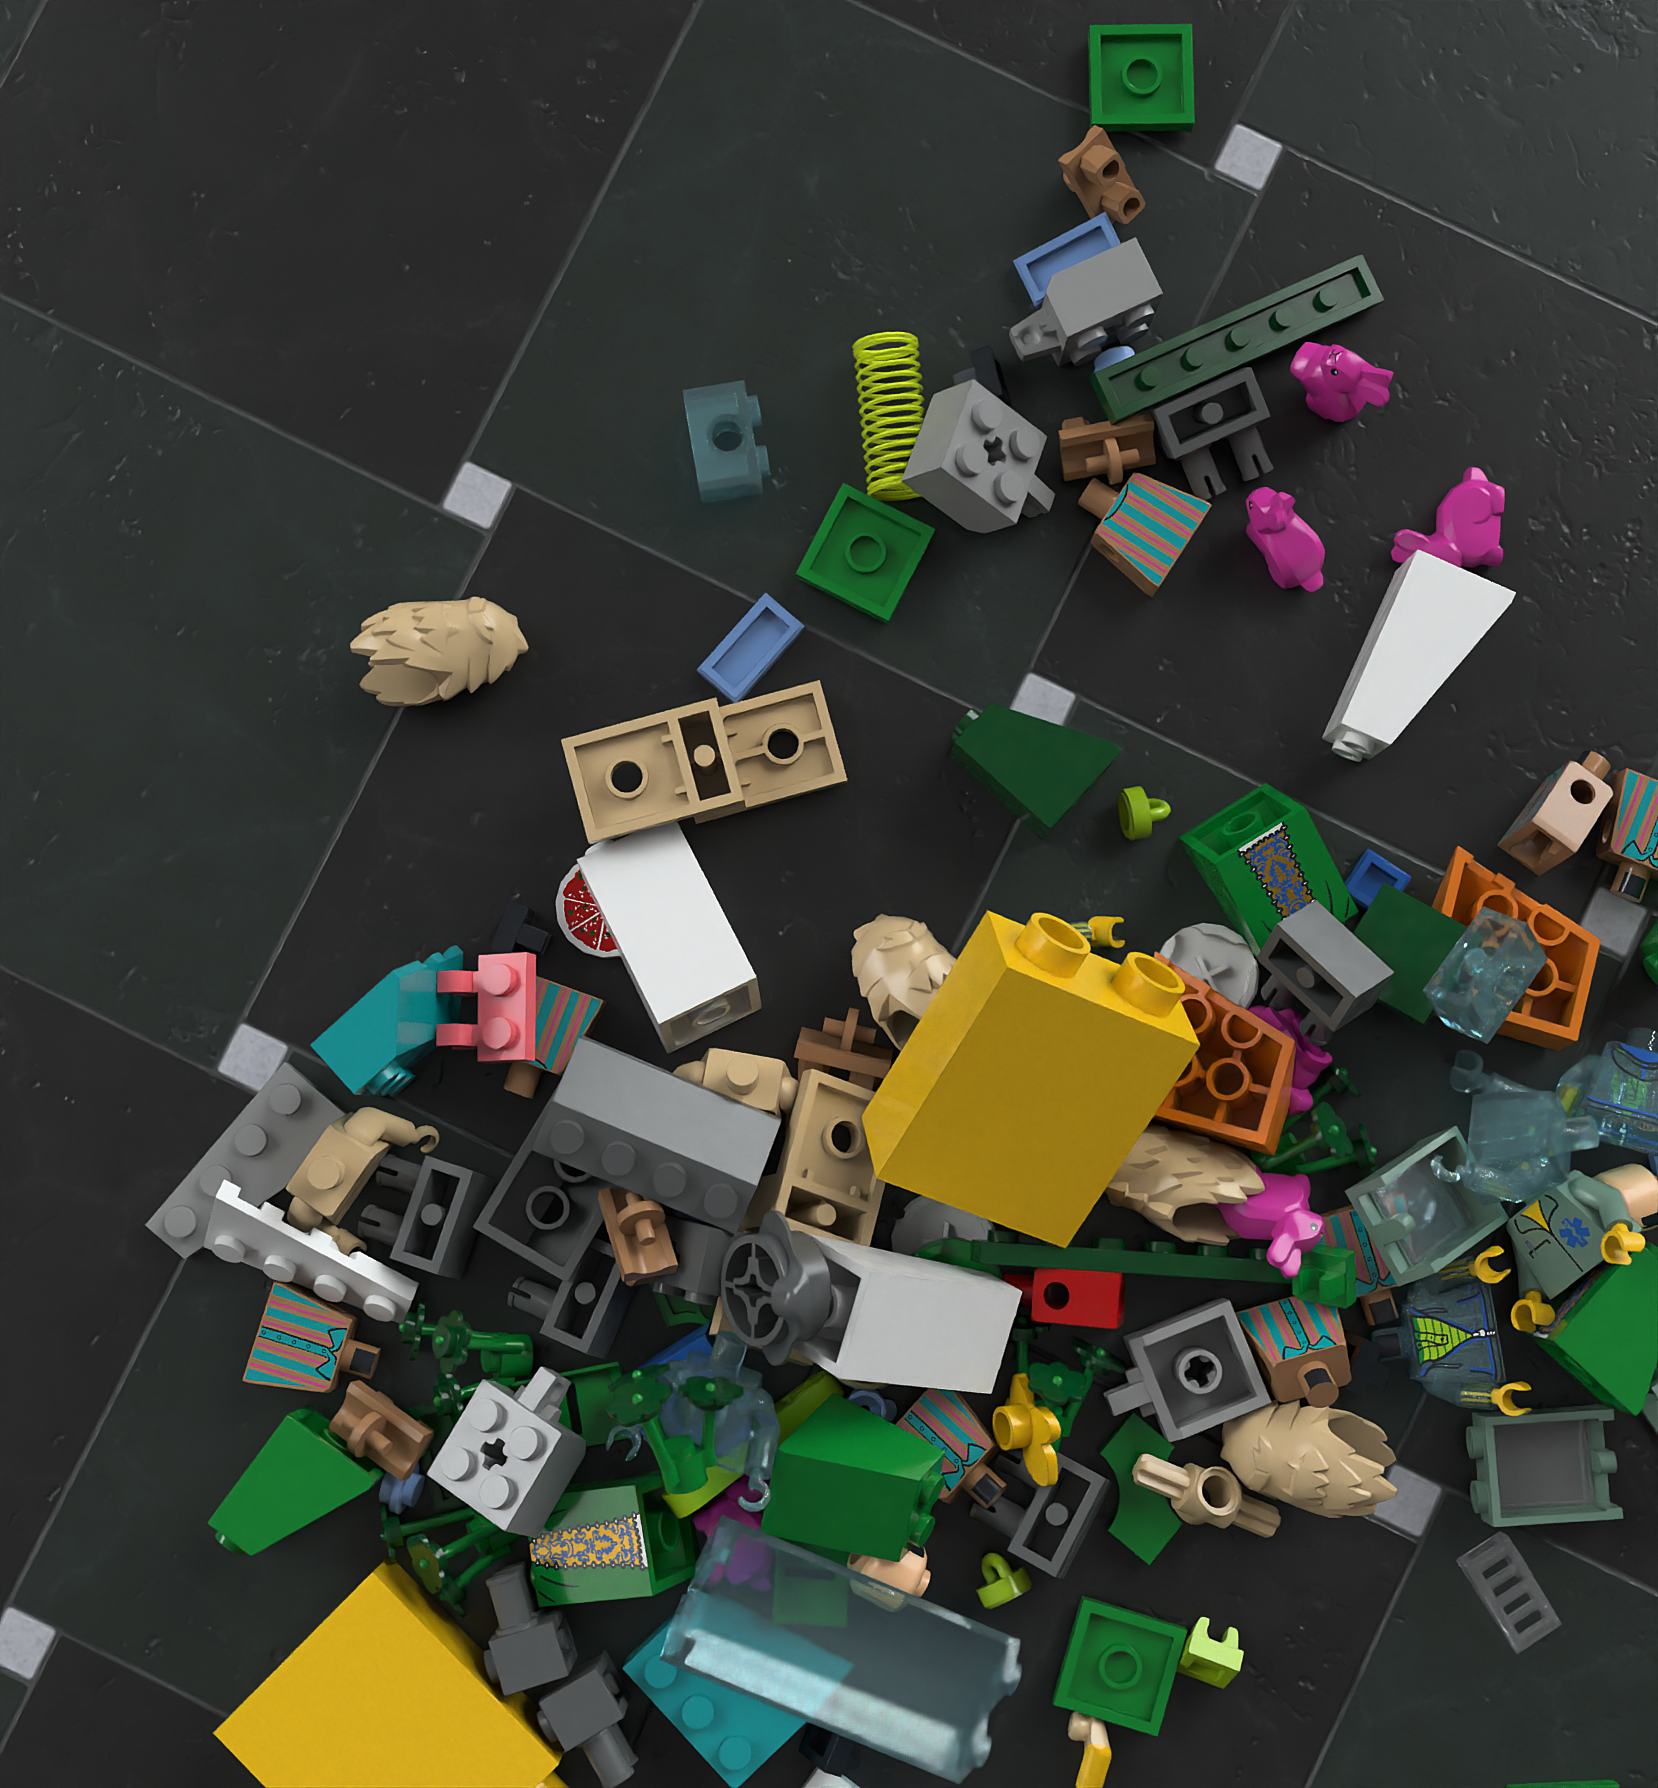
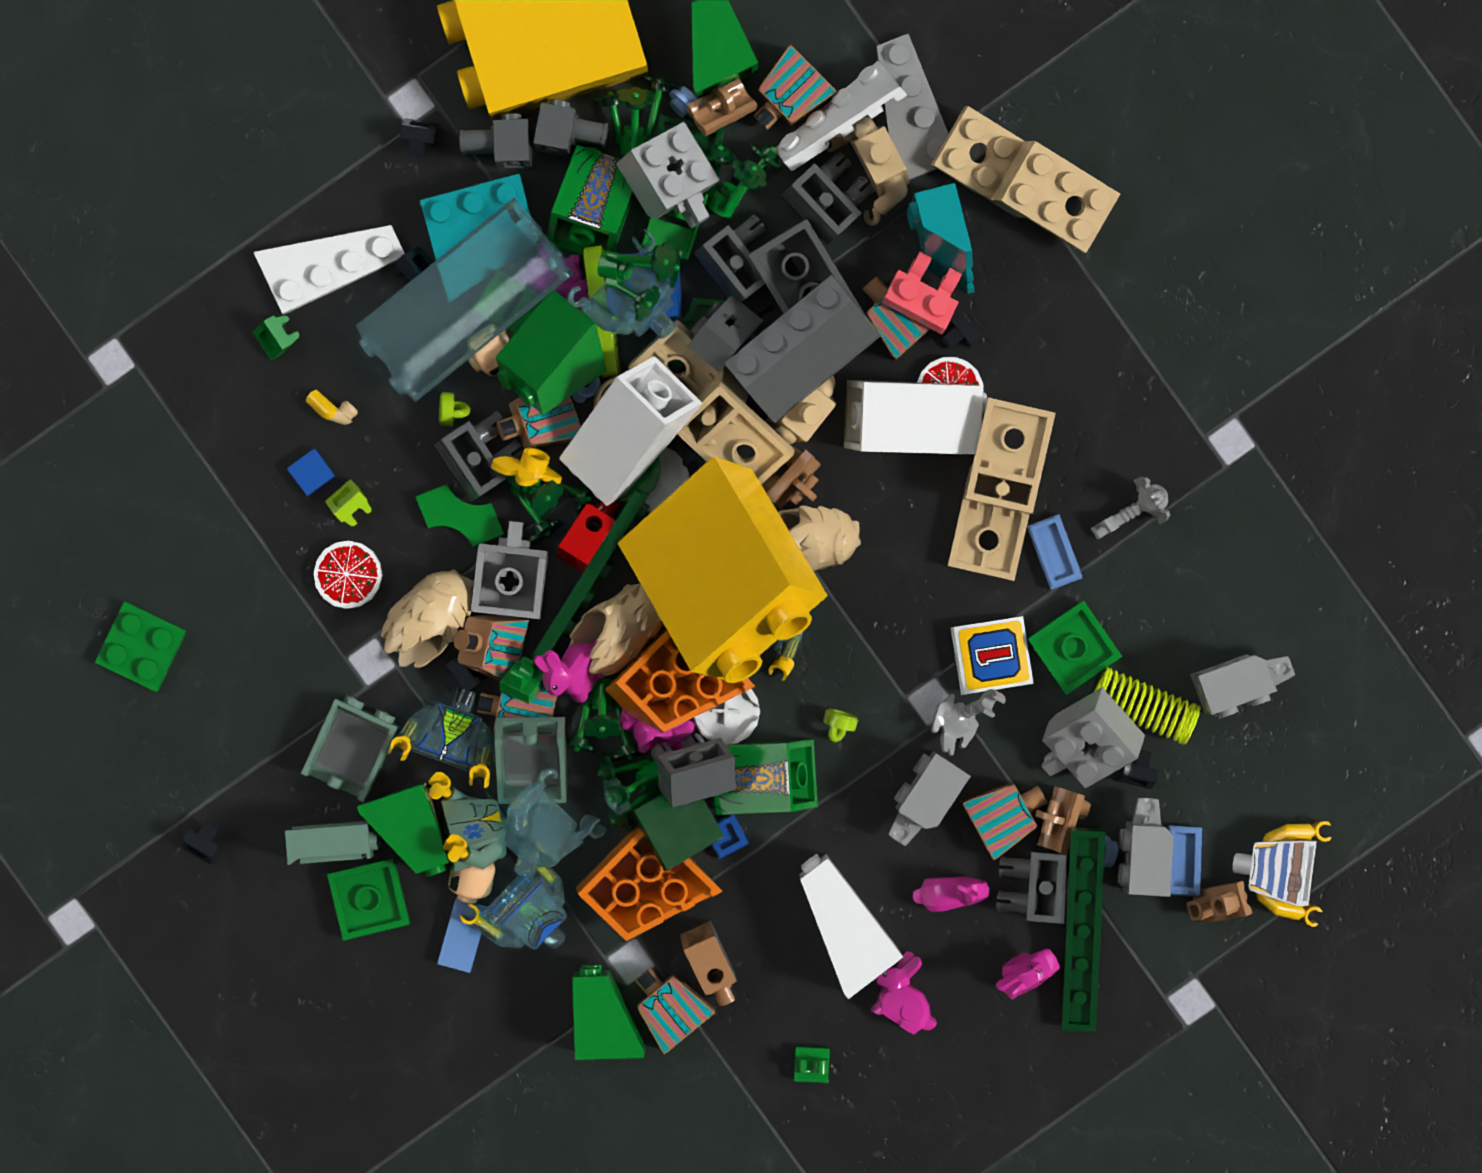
camera: 120 degrees right, 5 degrees up
(262, 955) = (1025, 179): none -> tan bracket
(436, 649) = (1148, 370): tan head -> none
(611, 555) = (1150, 499): none -> light grey piece
(637, 1236) = (752, 308): medium nougat hips -> none
(719, 410) = (1204, 601): clear light blue brick -> none
(775, 1288) = (683, 368): dark grey piece -> none
(796, 307) = (1238, 682): none -> light grey hinge
(936, 657) = (992, 655): none -> slope
(1009, 122) = (1283, 869): none -> torso
(1030, 763) = (899, 674): dark green slope -> none
(1047, 653) = (959, 719): none -> light grey piece
(1119, 1666) = (369, 449): green plate -> none
(1141, 77) = (1271, 962): green plate -> none
(1174, 638) = (927, 797): none -> light grey hinge
(1186, 1495) = (428, 560): tan axle -> none
(1193, 1731) = (311, 472): none -> blue tile
(1306, 1600) = (348, 574): none -> tile
(1416, 1056) = (618, 795): none -> plant
(1485, 974) = (643, 859): clear light blue brick -> none
(1485, 1556) = (319, 690): clear slope -> none
(1613, 606) = (811, 1064): none -> green tile

